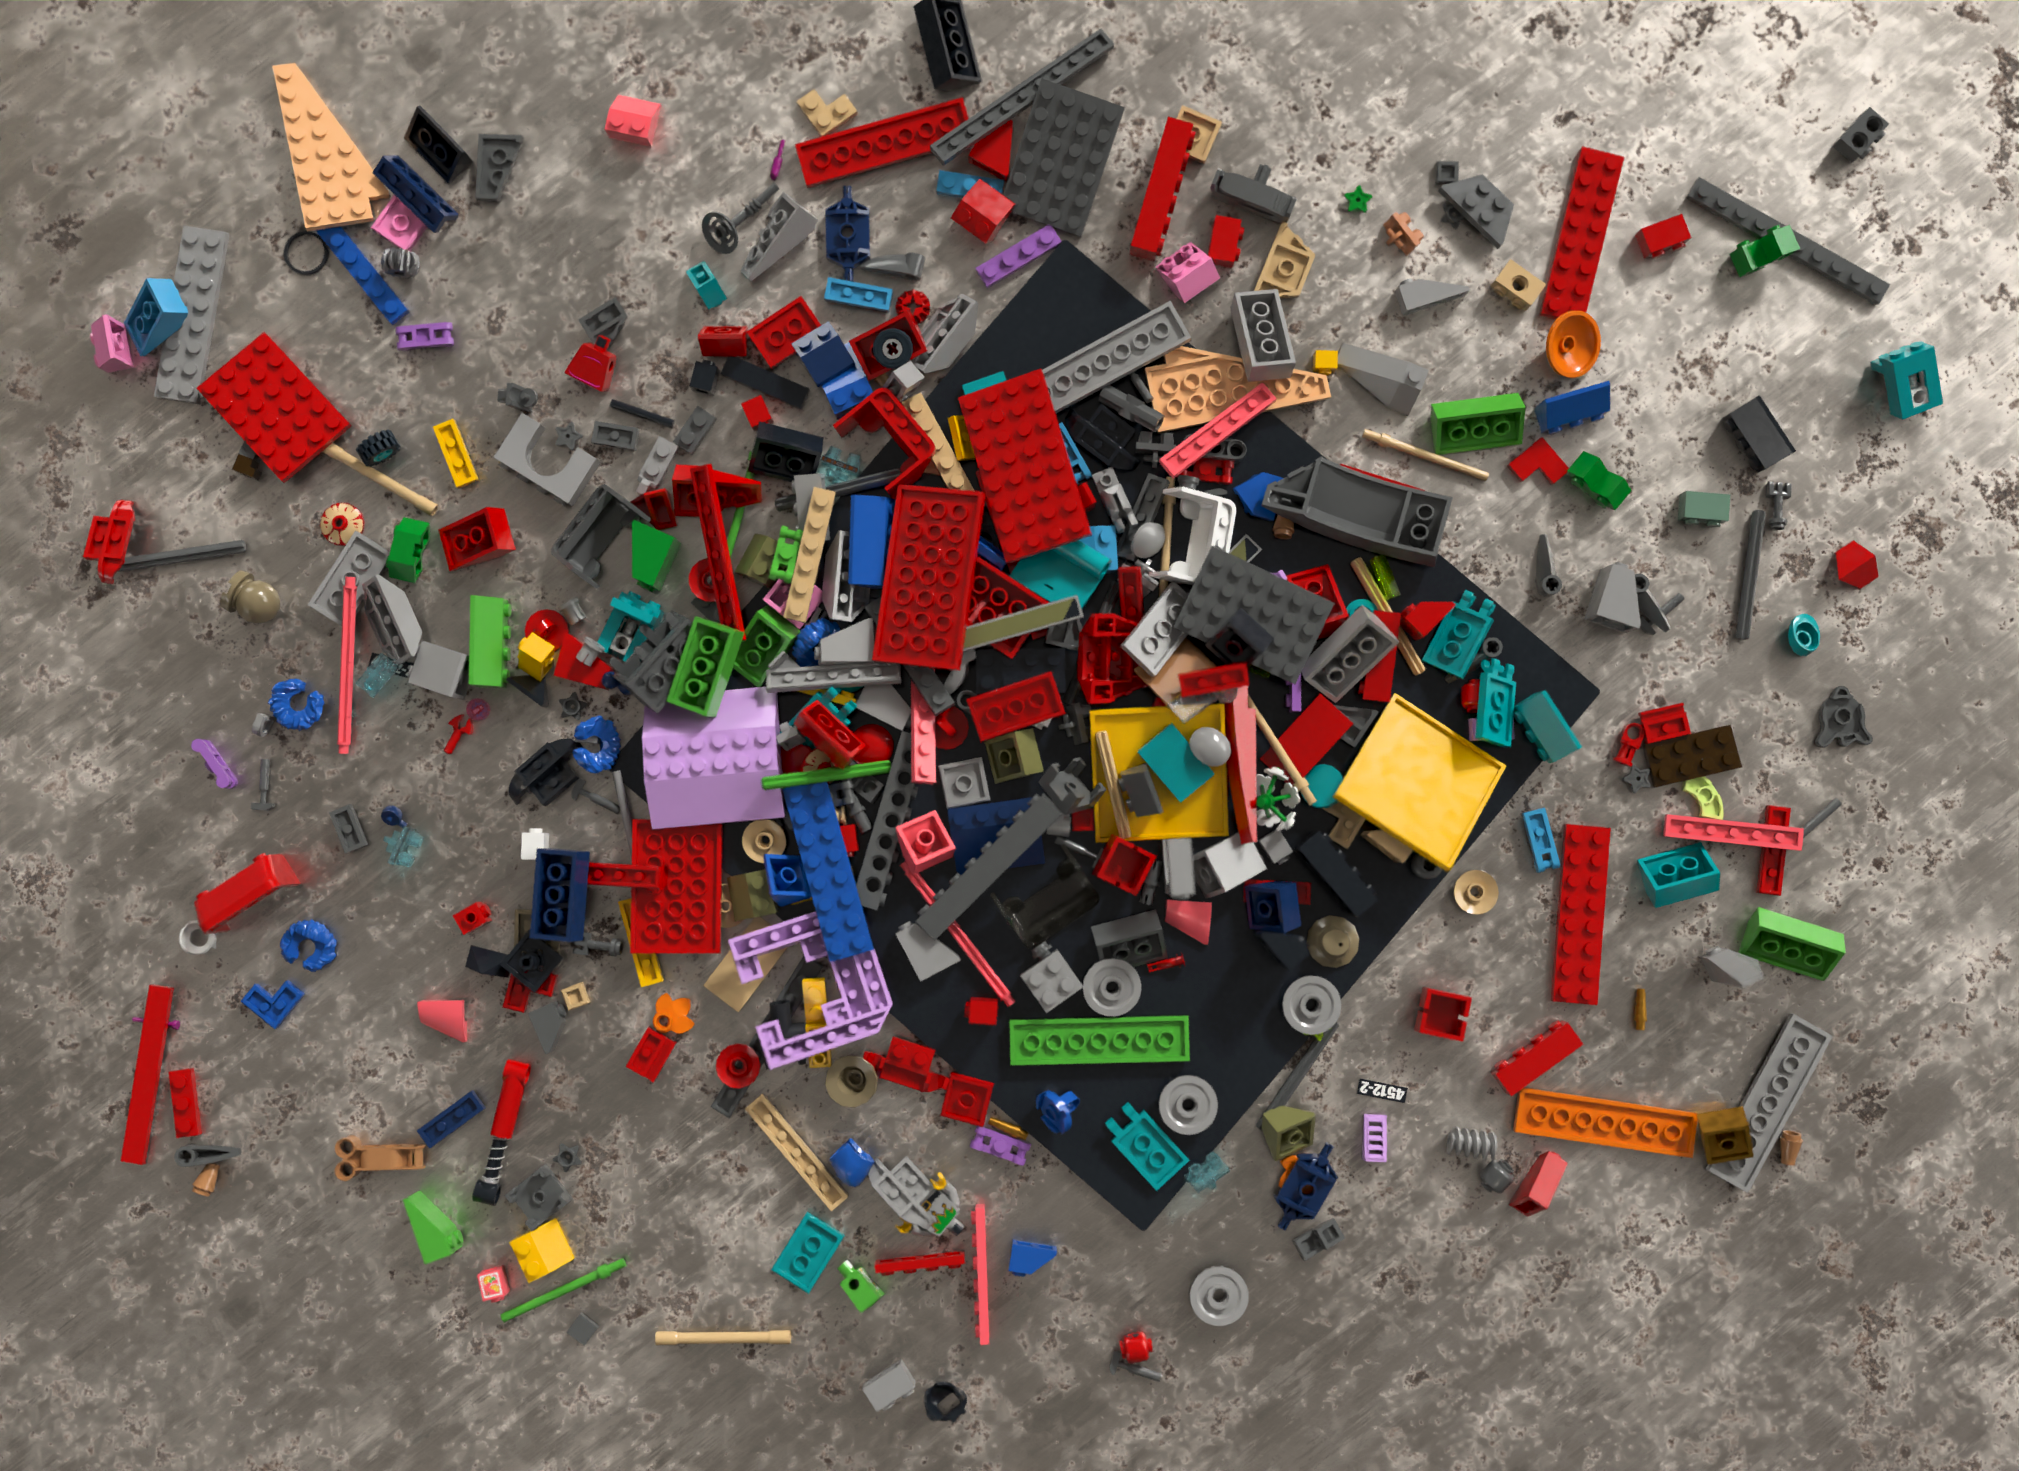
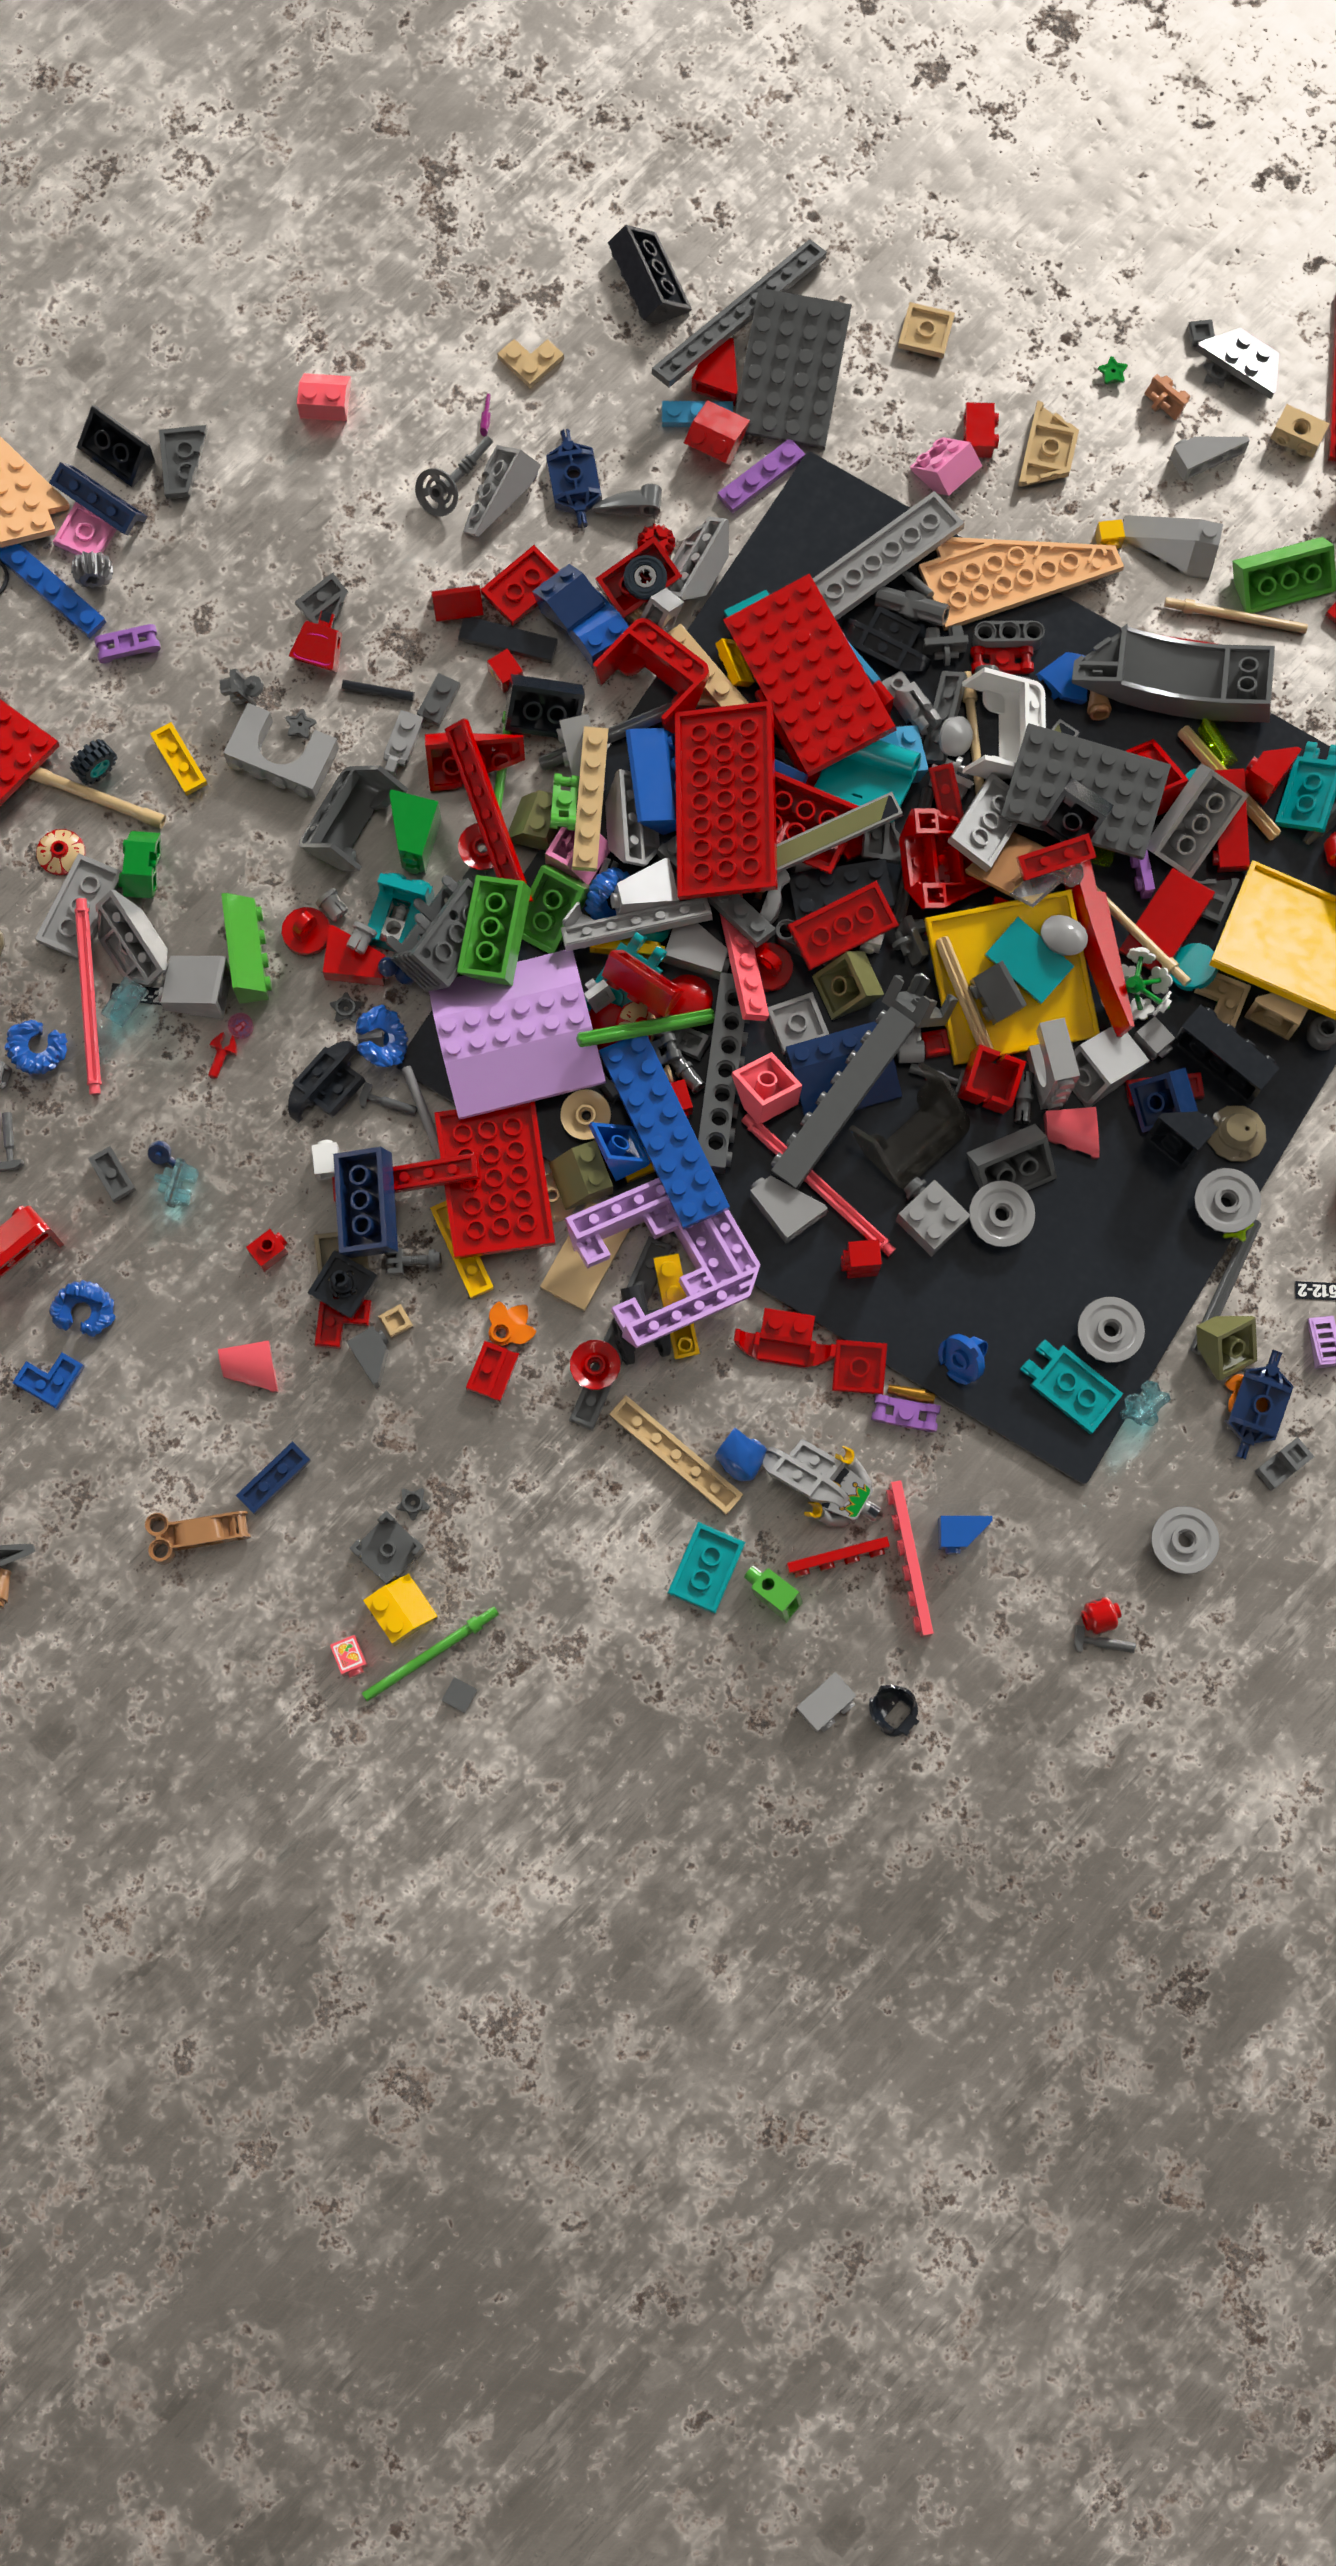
camera: 15 degrees left, 10 degrees down
(432, 1228) = (277, 1608): bright green slope -> none
(477, 538) = (214, 843): red slope -> none
(486, 961) = (290, 1298): black slope -> none
(514, 1080) = (340, 1422): piece -> none
(532, 688) = (297, 991): black slope -> none
(535, 656) = (300, 953): yellow brick -> none
(615, 435) = (352, 716): dark grey plate -> none
(658, 507) = (412, 776): red slope -> none
(675, 1337) = (569, 1688): tan piece -> none
(704, 377) = (442, 643): black brick -> none
(706, 285) = (430, 548): teal slope -> none
(831, 460) = (604, 714): clear light blue hips -> none
(846, 1086) = (715, 1364): dark tan hat -> none
(858, 294) = (595, 536): dark azure plate -> none
(878, 143) = (590, 383): red plate -> none
(1099, 1040) = (997, 1276): bright green plate -> none
(1160, 191) = (905, 384): red brick -> none
(1168, 963) = (1058, 1183): red piece -> none
(1217, 430) = (1010, 612): coral plate -> none
(1253, 194) = (1001, 379): dark grey piece -> none
(1262, 335) = (1039, 512): light grey brick -> none

